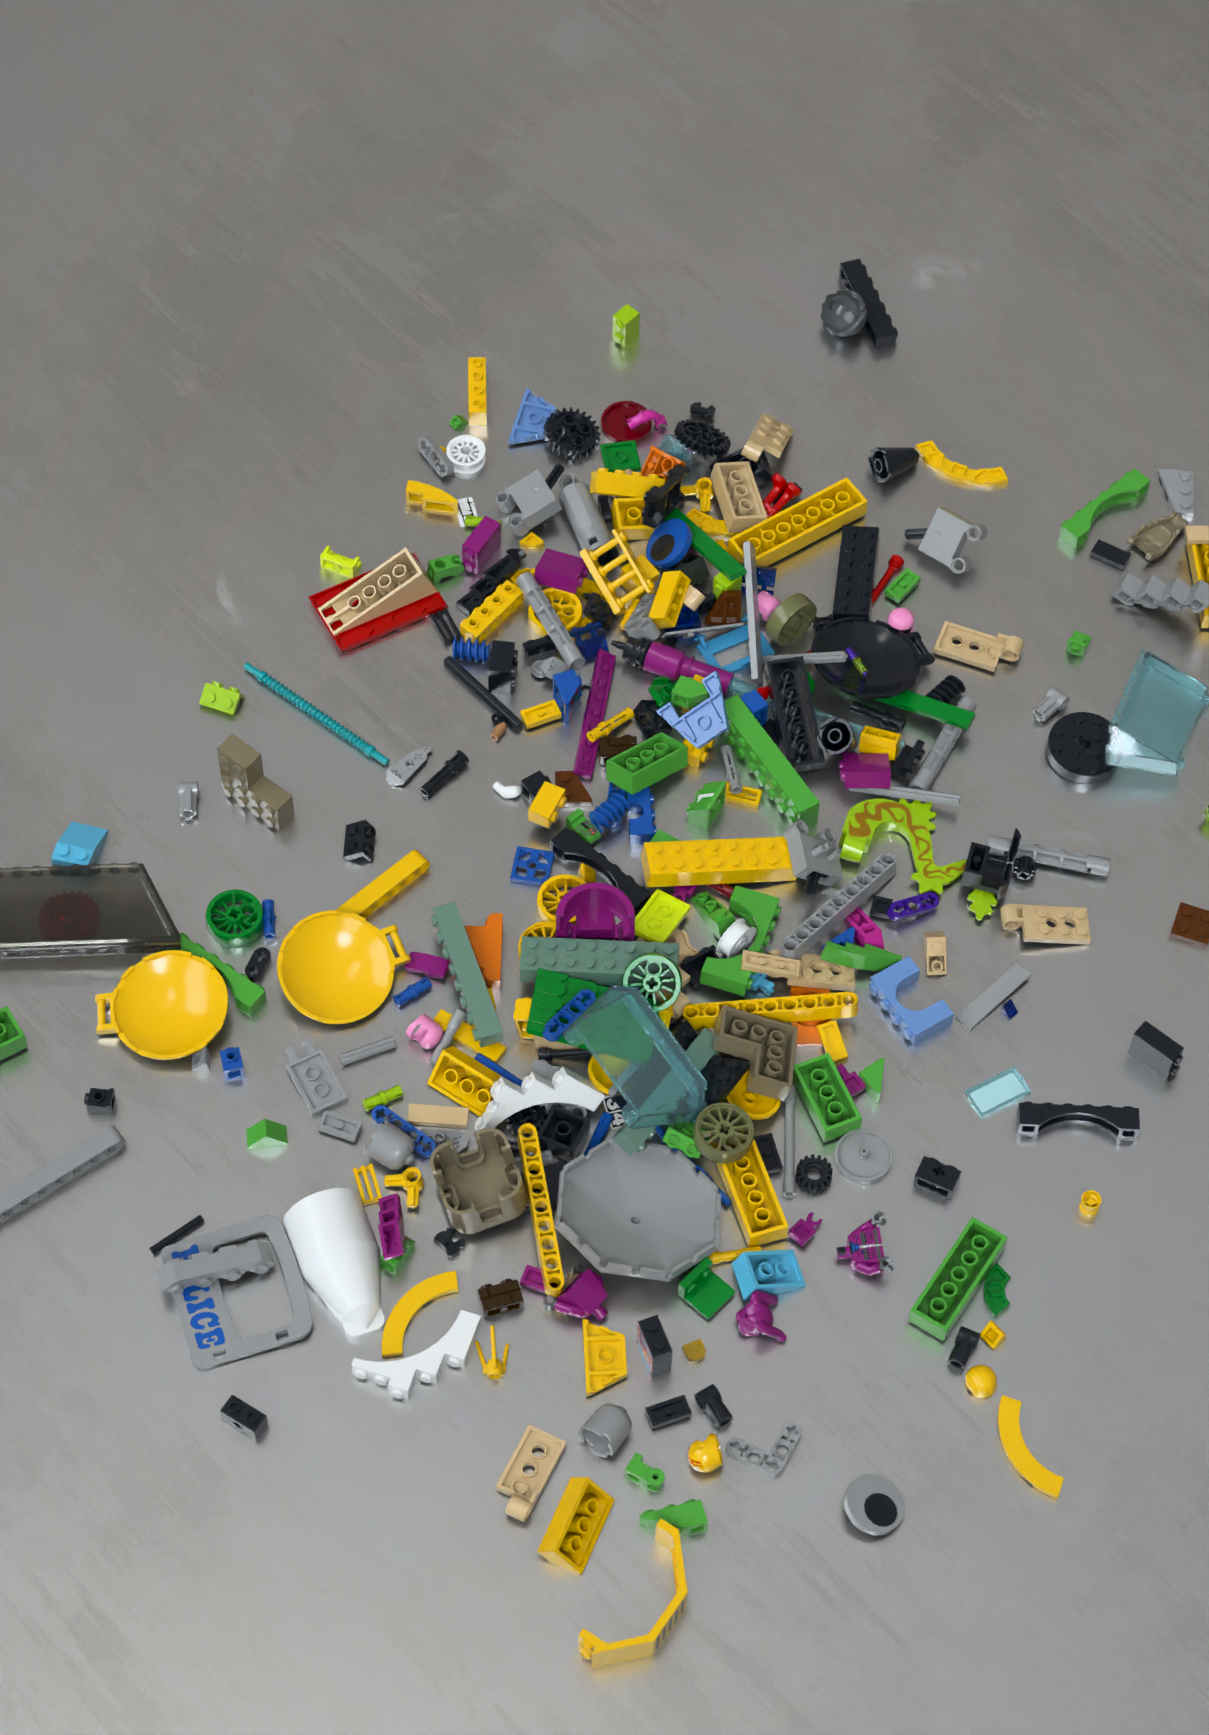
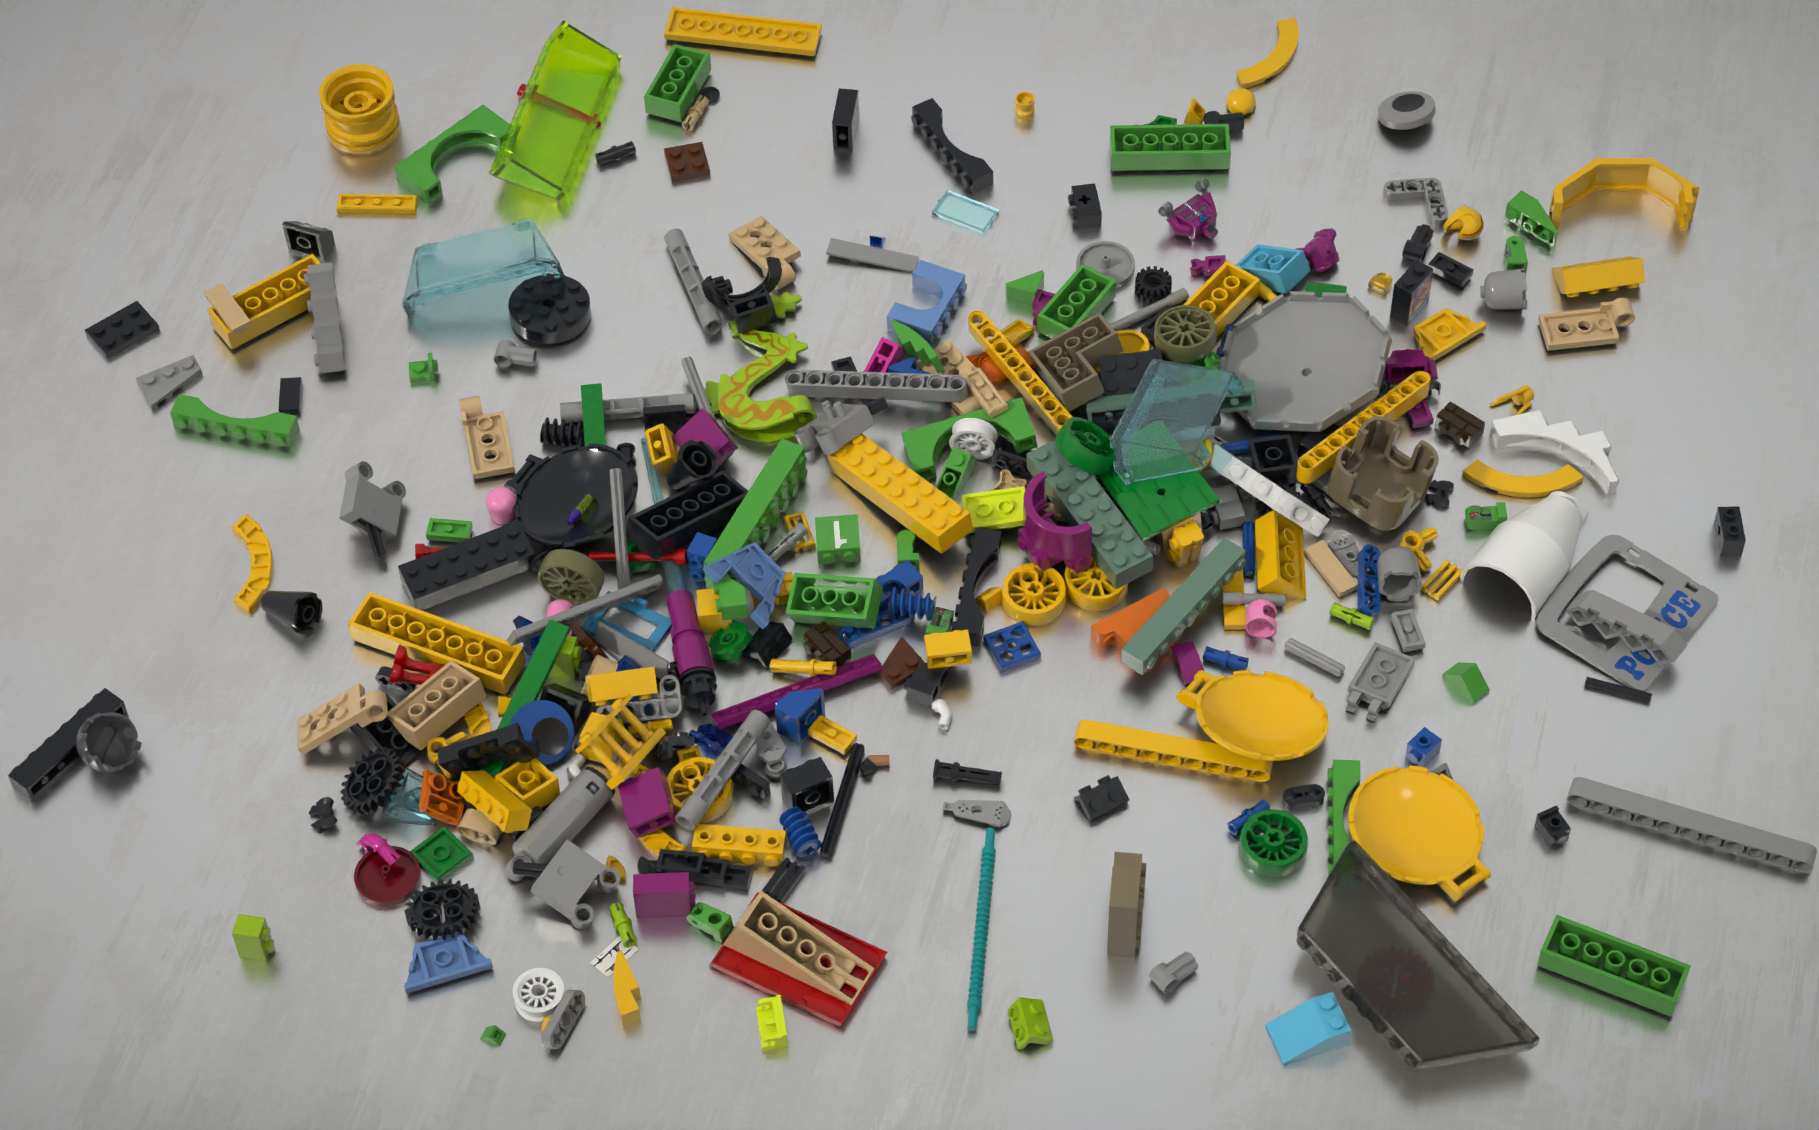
camera: 120 degrees left, 5 degrees down
(391, 1227) = (1473, 524): magenta slope -> none
(477, 391) = (441, 1033): yellow brick -> none
(568, 1014) = (1175, 481): blue beam -> none
(908, 912) = (818, 343): dark purple beam -> none
(935, 952) = (861, 308): tan slope -> none
(1158, 535) = (245, 365): dark tan animal -> none

